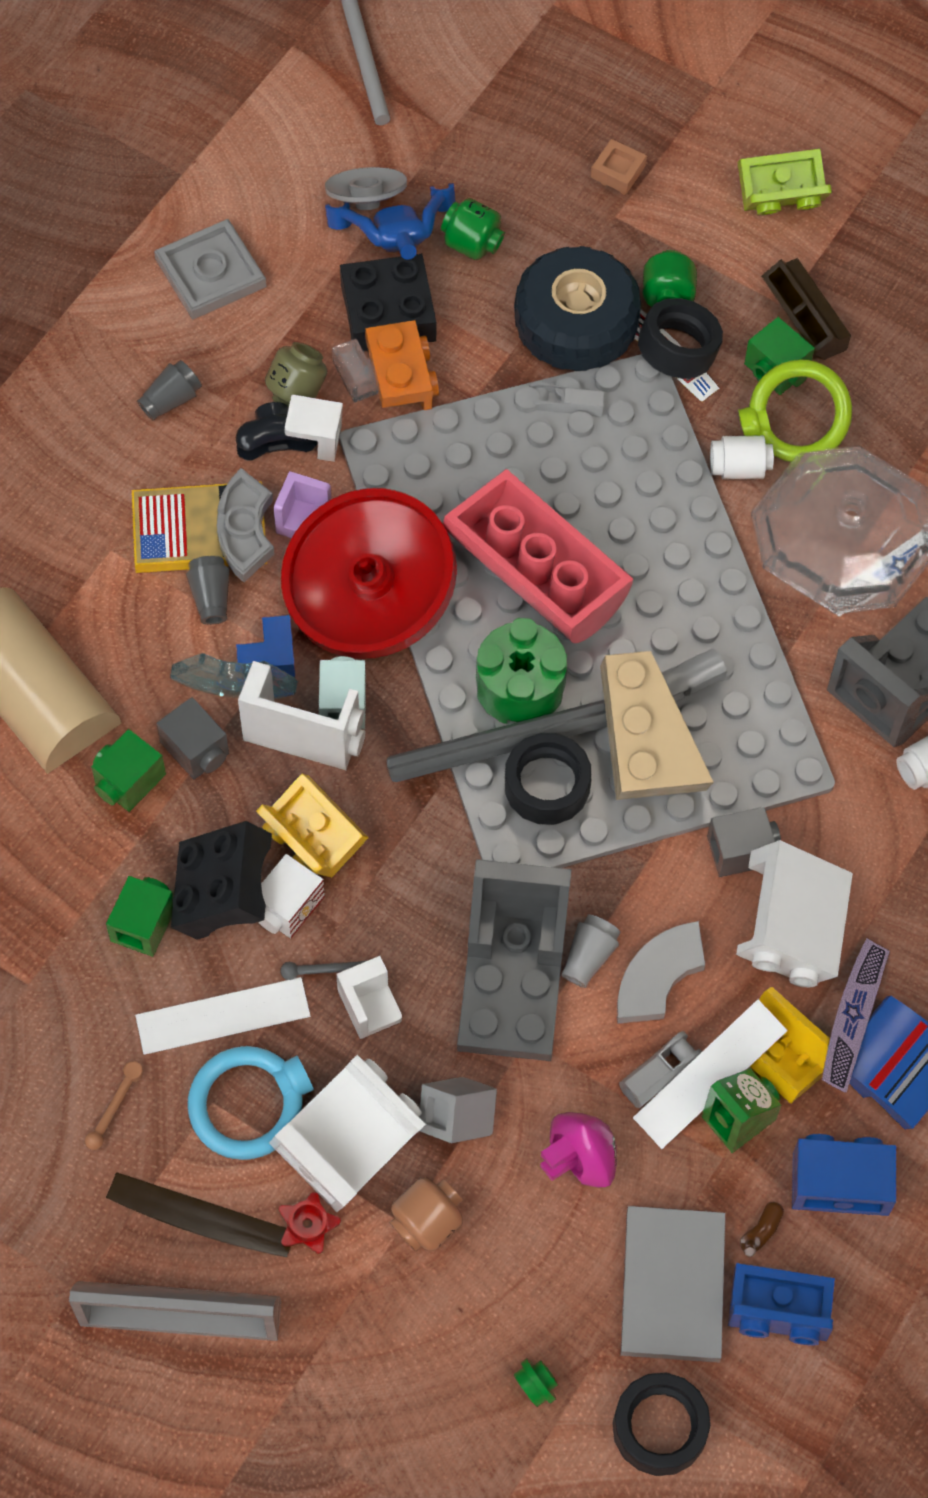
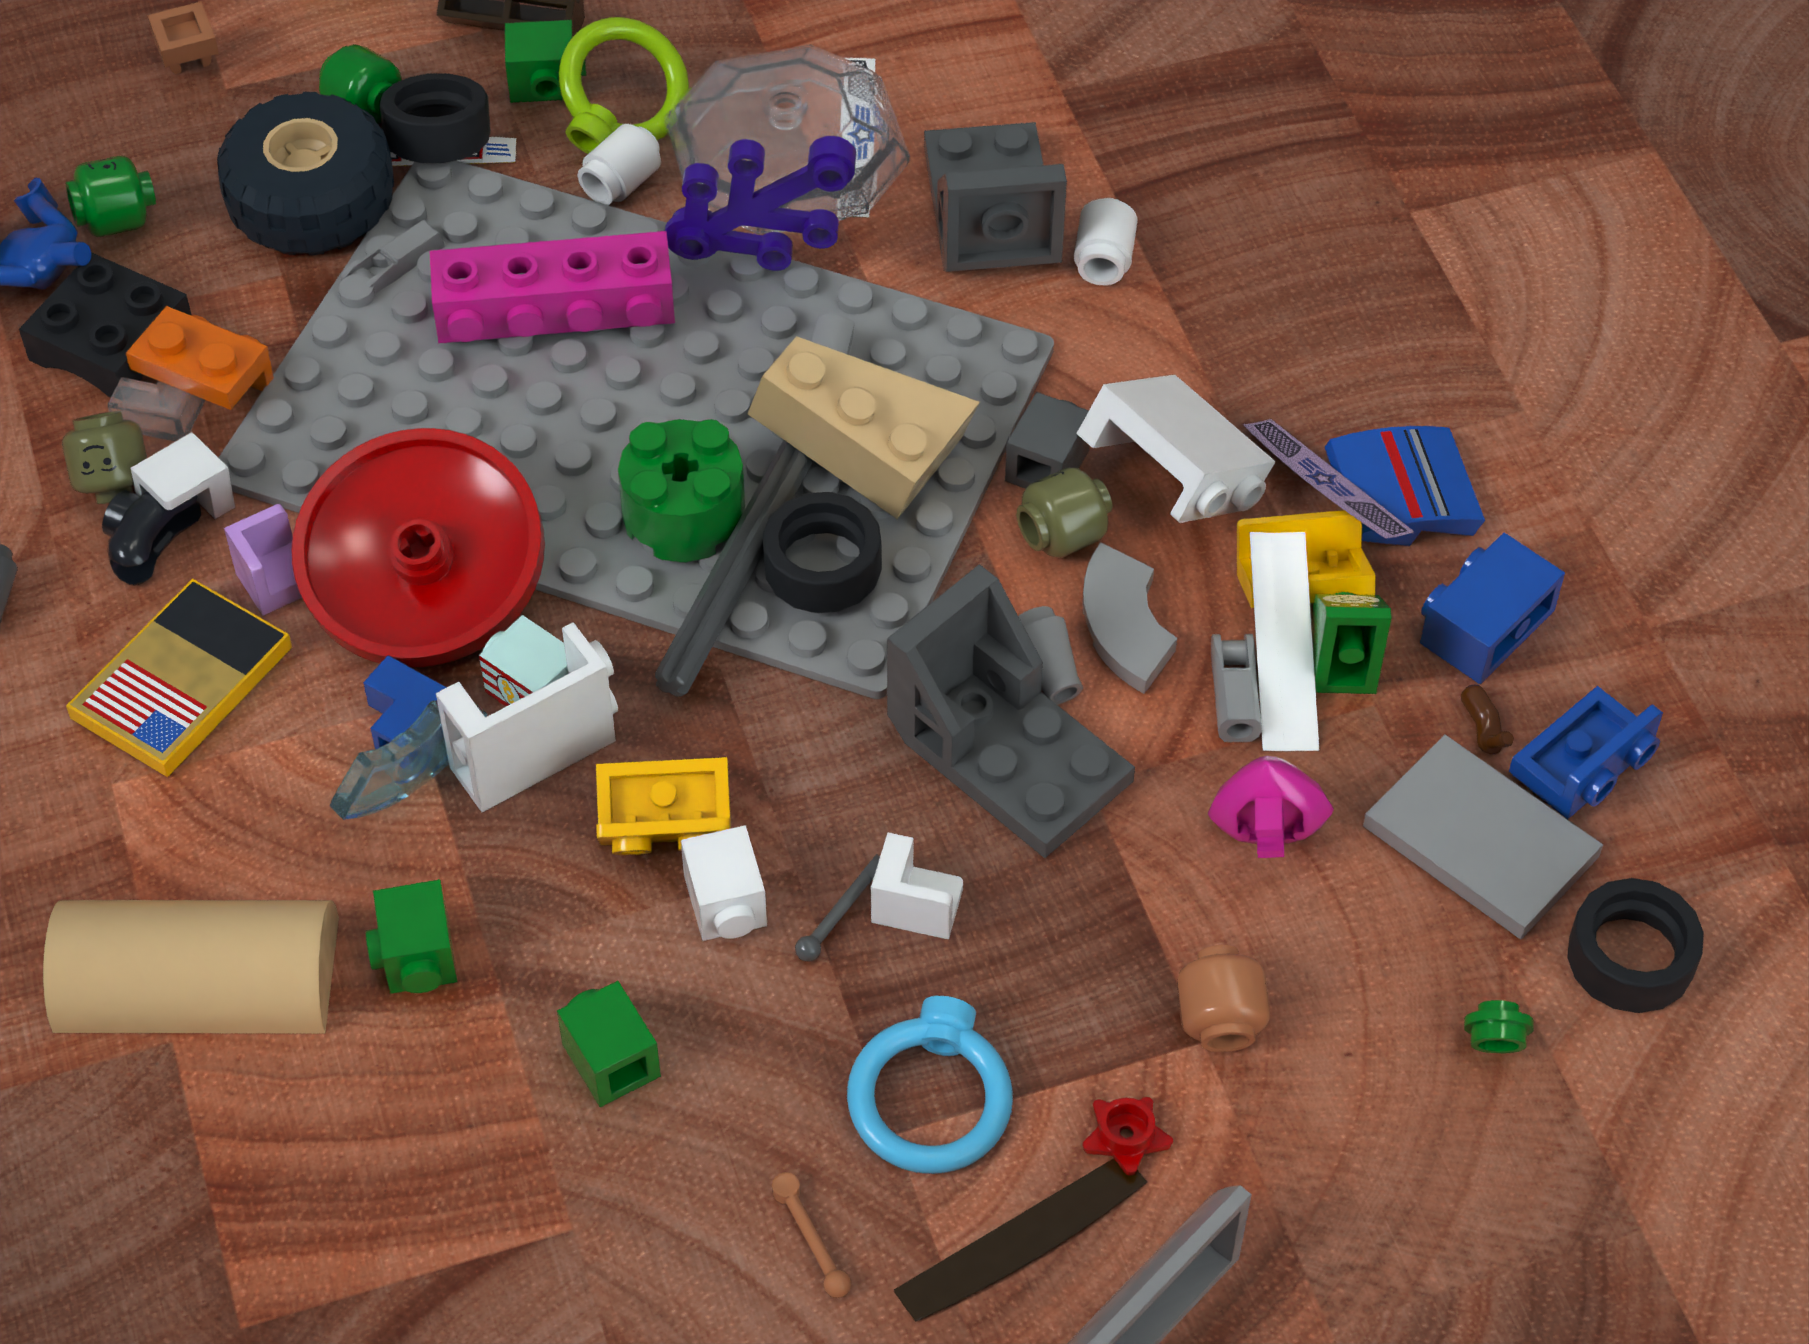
camera: 50 degrees left, 10 degrees down
(193, 739) = (443, 844): dark grey brick -> none
(209, 586) = (270, 712): dark grey cone -> none
(220, 879) = (650, 924): black brick -> none
(222, 1015) = (797, 1056): white sticker -> none
(240, 524) = (228, 628): light grey tile -> none
(348, 1132) = (1059, 1010): white panel -> none
(457, 1109) = (1122, 893): light grey panel -> none
(540, 556) = (563, 380): coral brick -> none
(607, 496) = (552, 292): none -> dark pink brick
(697, 886) = (1064, 512): none -> olive head
(746, 562) = (700, 233): none -> dark purple plant

